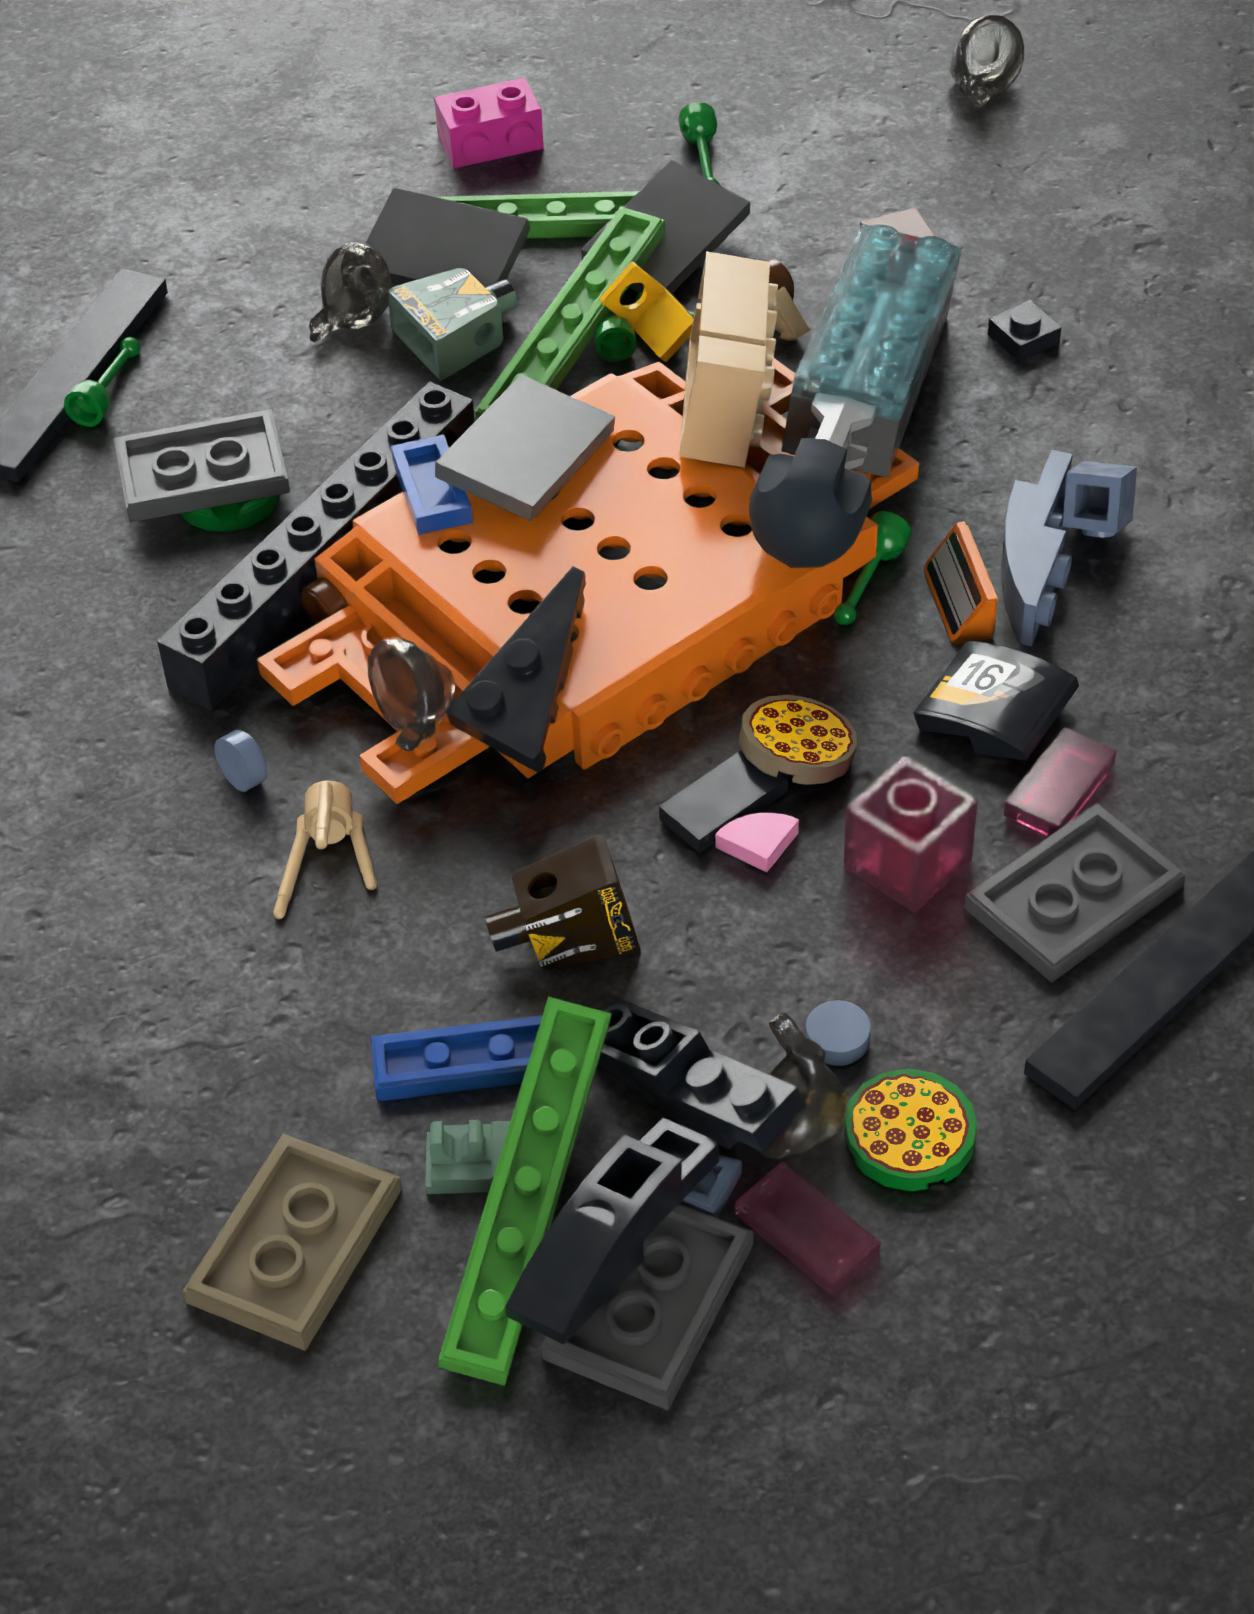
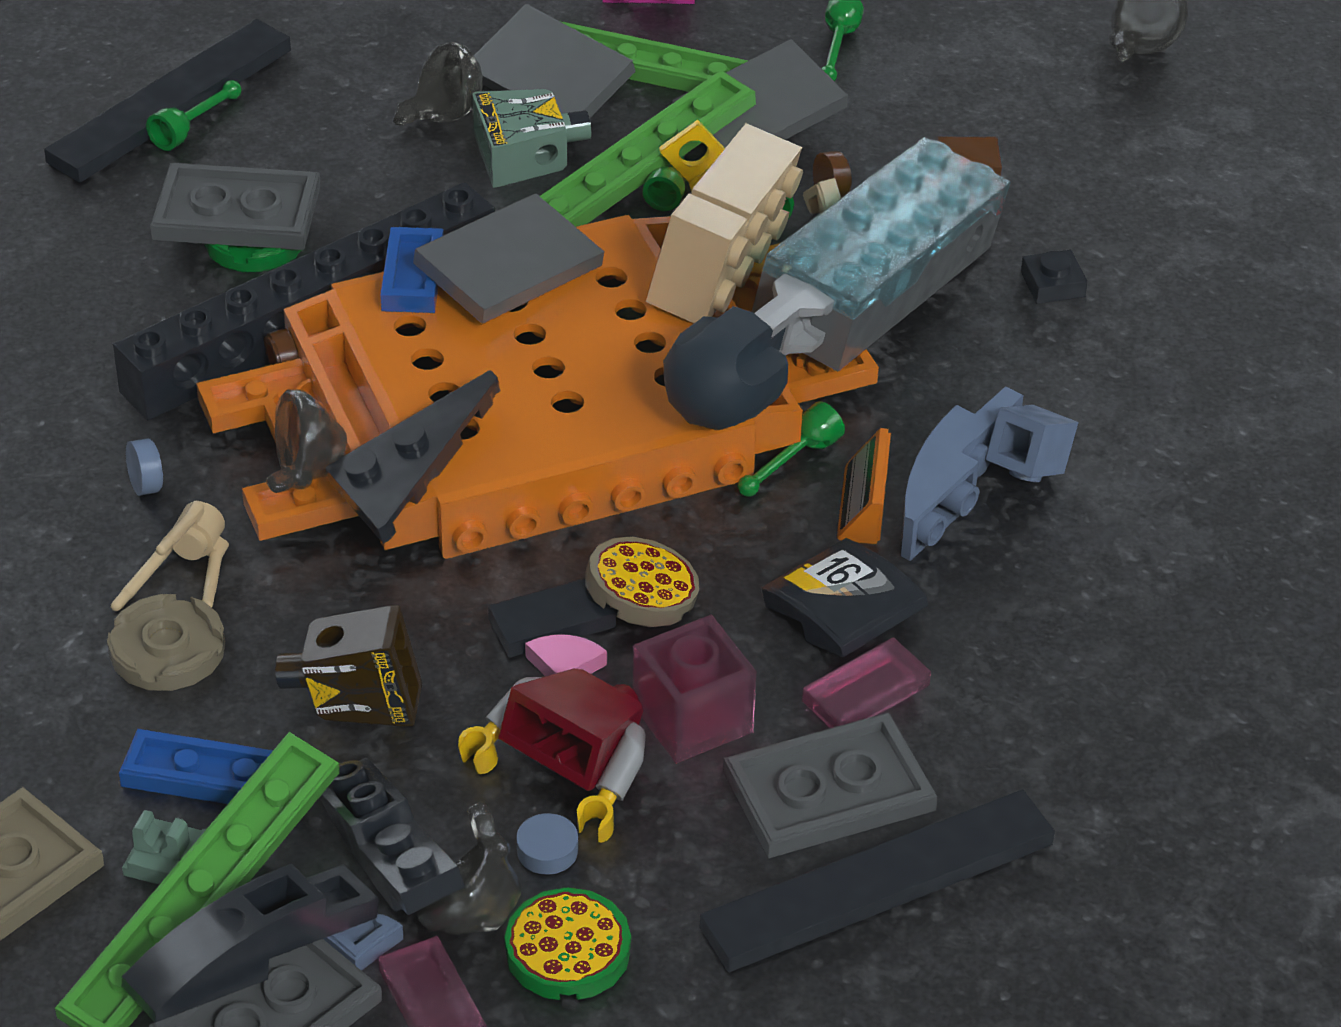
camera: 15 degrees right, 5 degrees down
(351, 937) = (166, 642): none -> dark tan tile
(815, 908) = (572, 728): none -> dark red torso

